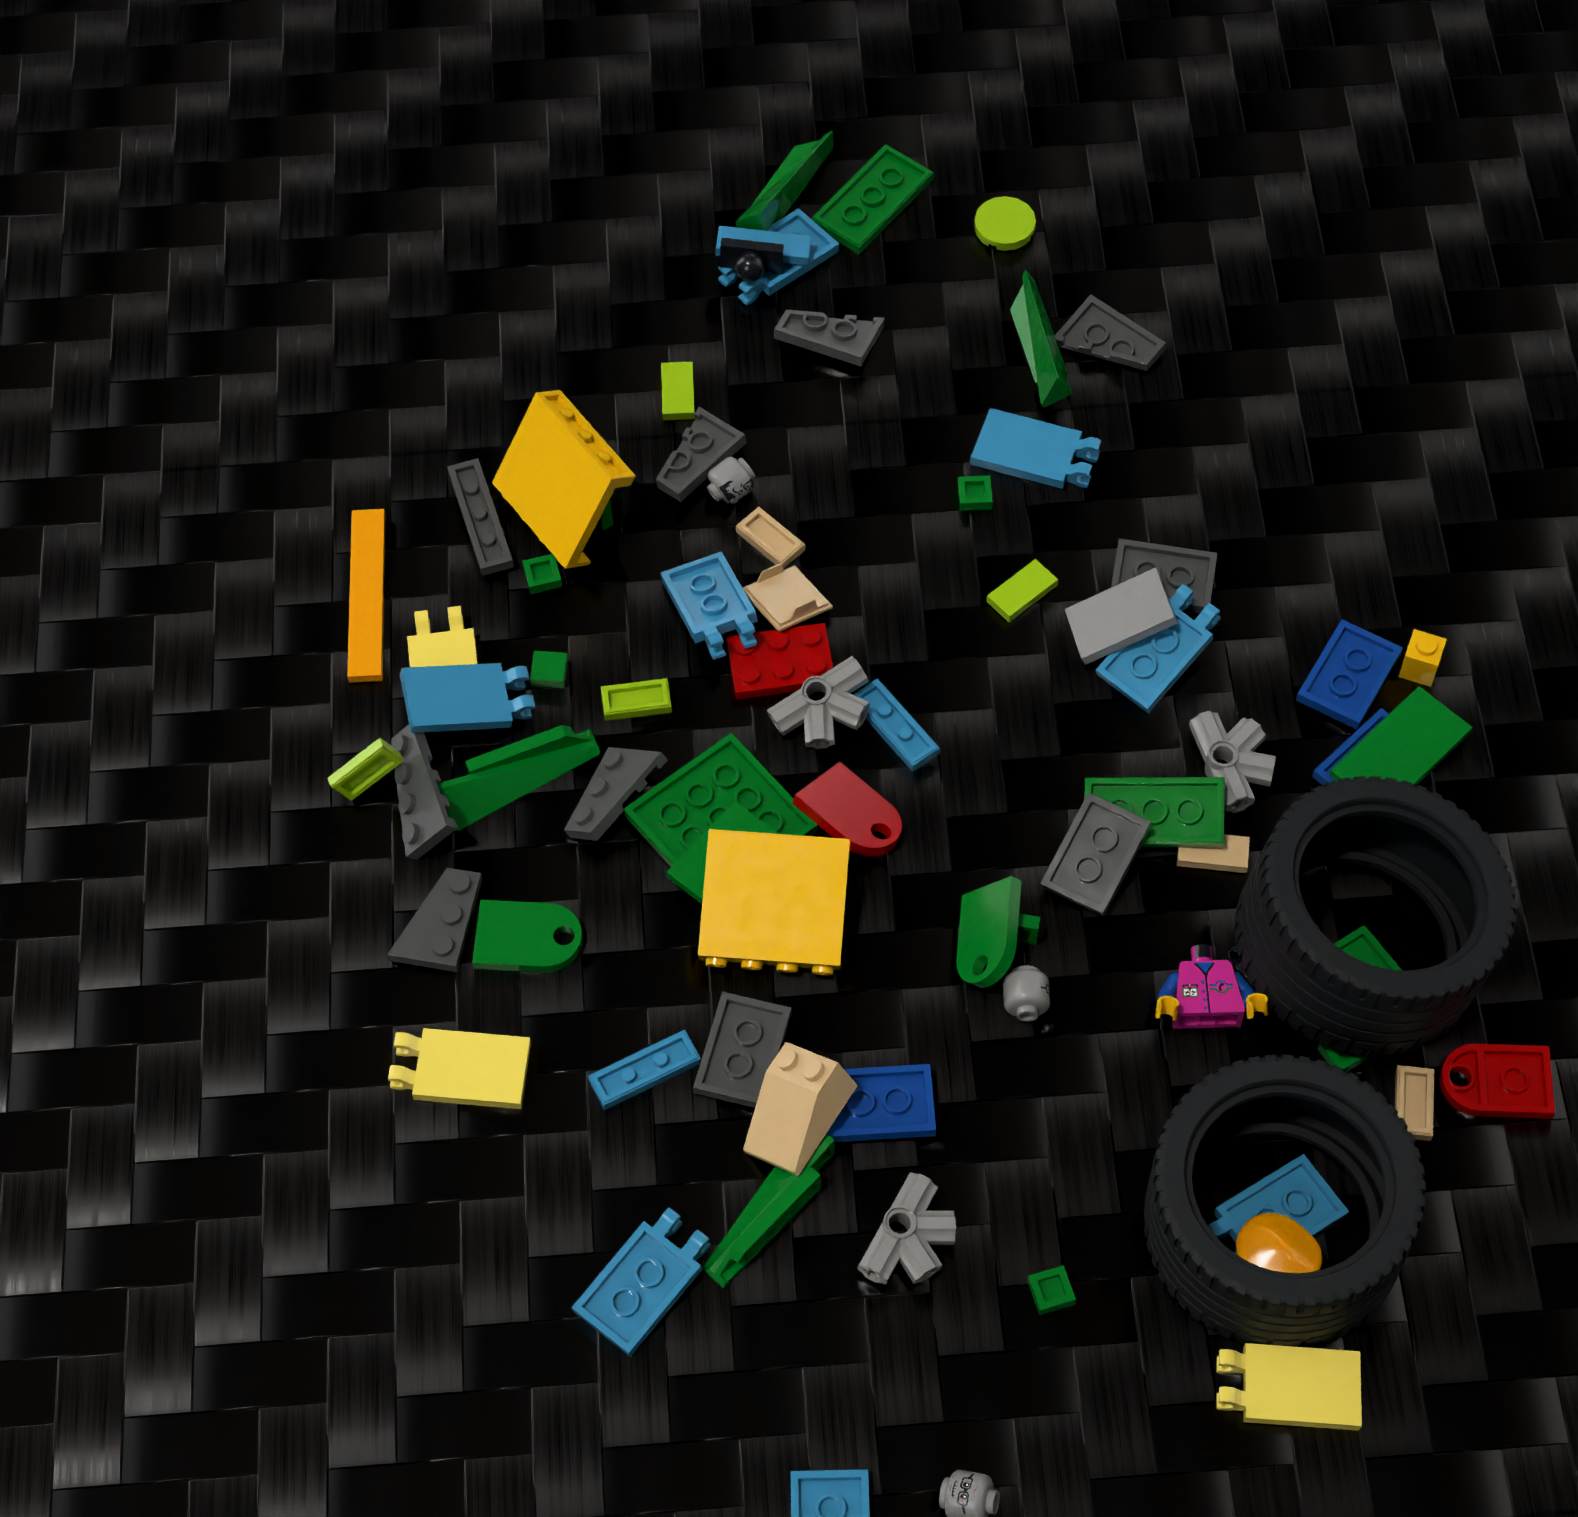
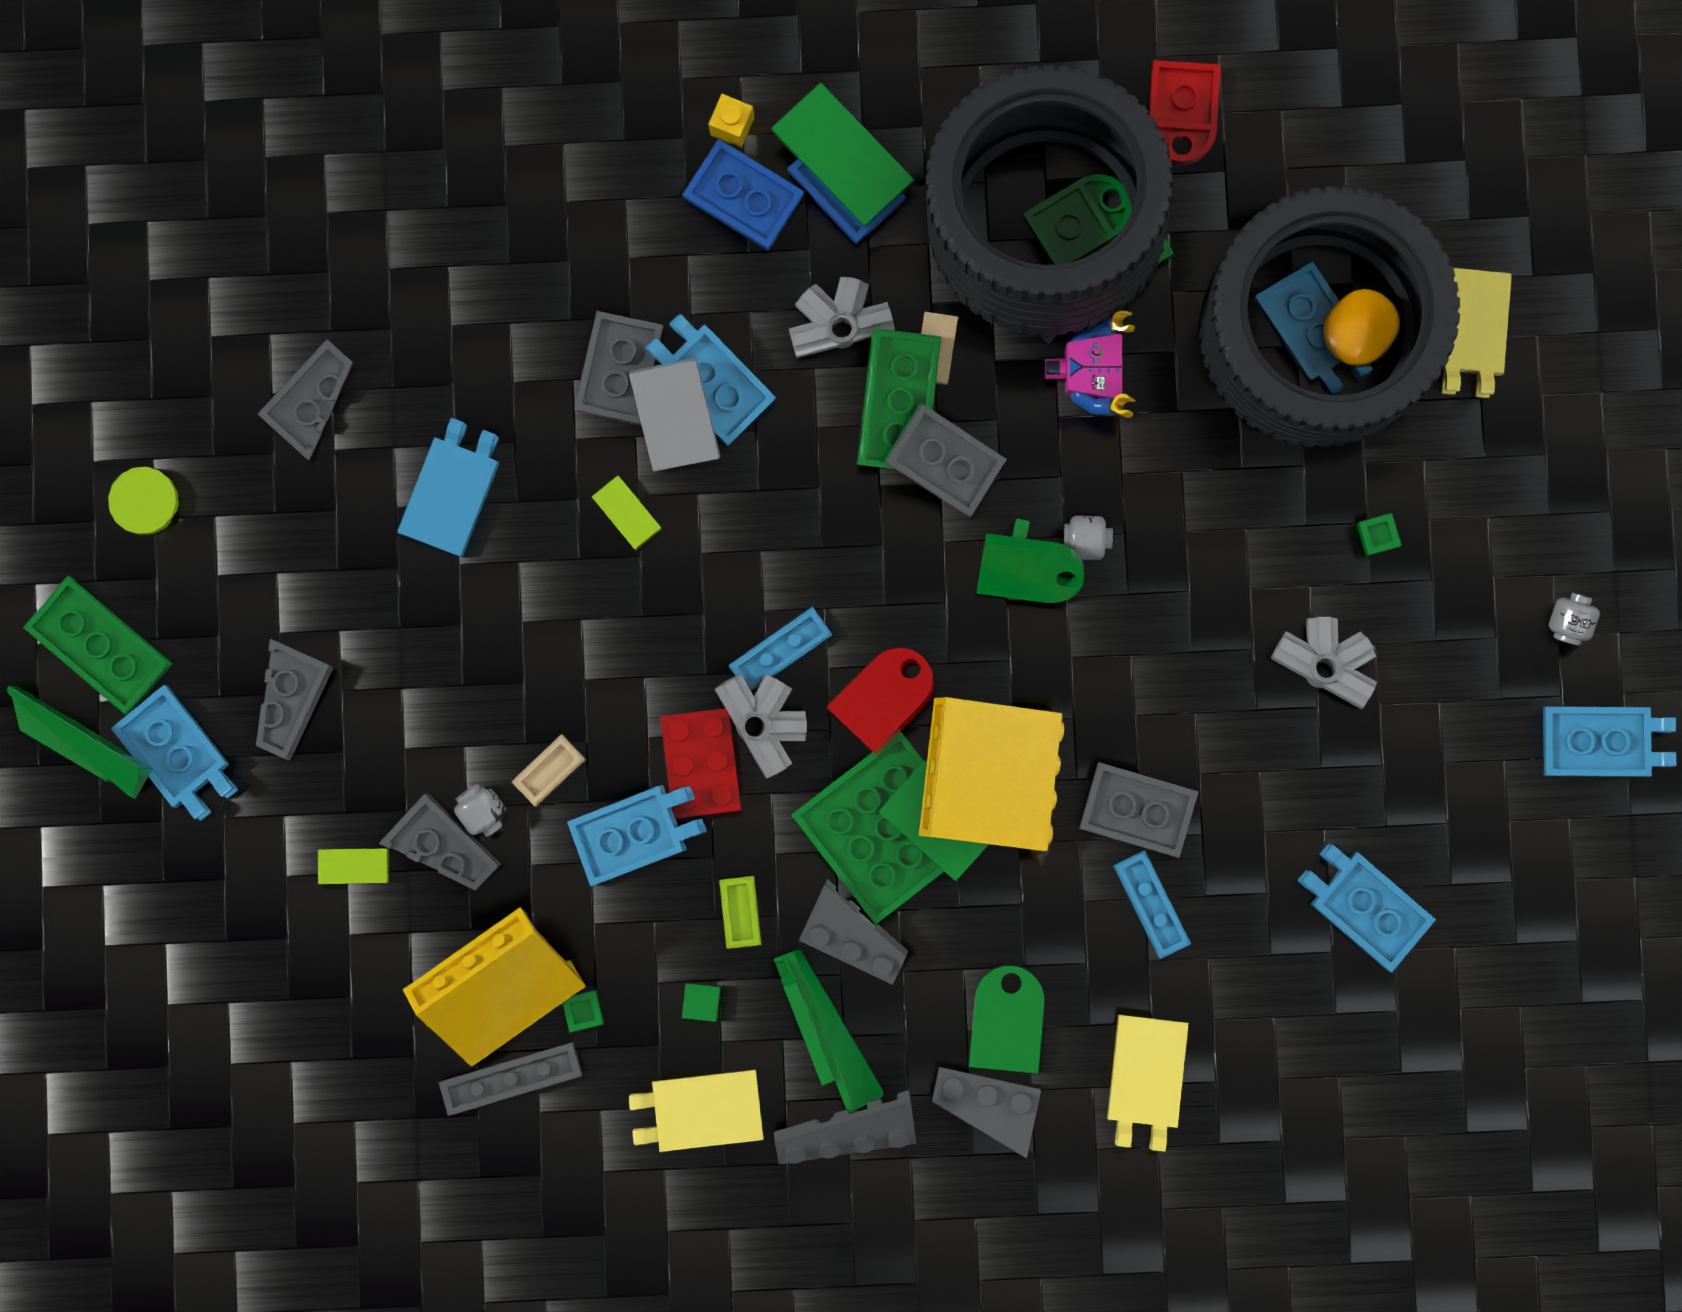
camera: 85 degrees left, 25 degrees up
(365, 769) = (826, 1187): lime tile -> none
(366, 596) = (600, 1197): light orange tile -> none
(464, 697) = (743, 1091): dark azure tile -> none
(751, 258) = (196, 781): black tile -> none
(766, 1214) = (1292, 785): green wedge -> none
(786, 597) = (628, 755): tan piece -> none
(795, 245) = (170, 768): dark azure tile -> none
(796, 1107) = (1211, 759): tan slope -> none
(887, 1105) = (1196, 683): blue plate -> none
(975, 493) = (502, 554): green tile -> none
(1039, 343) = (317, 473): green wedge -> none
(1415, 1100) = (1204, 190): tan tile -> none

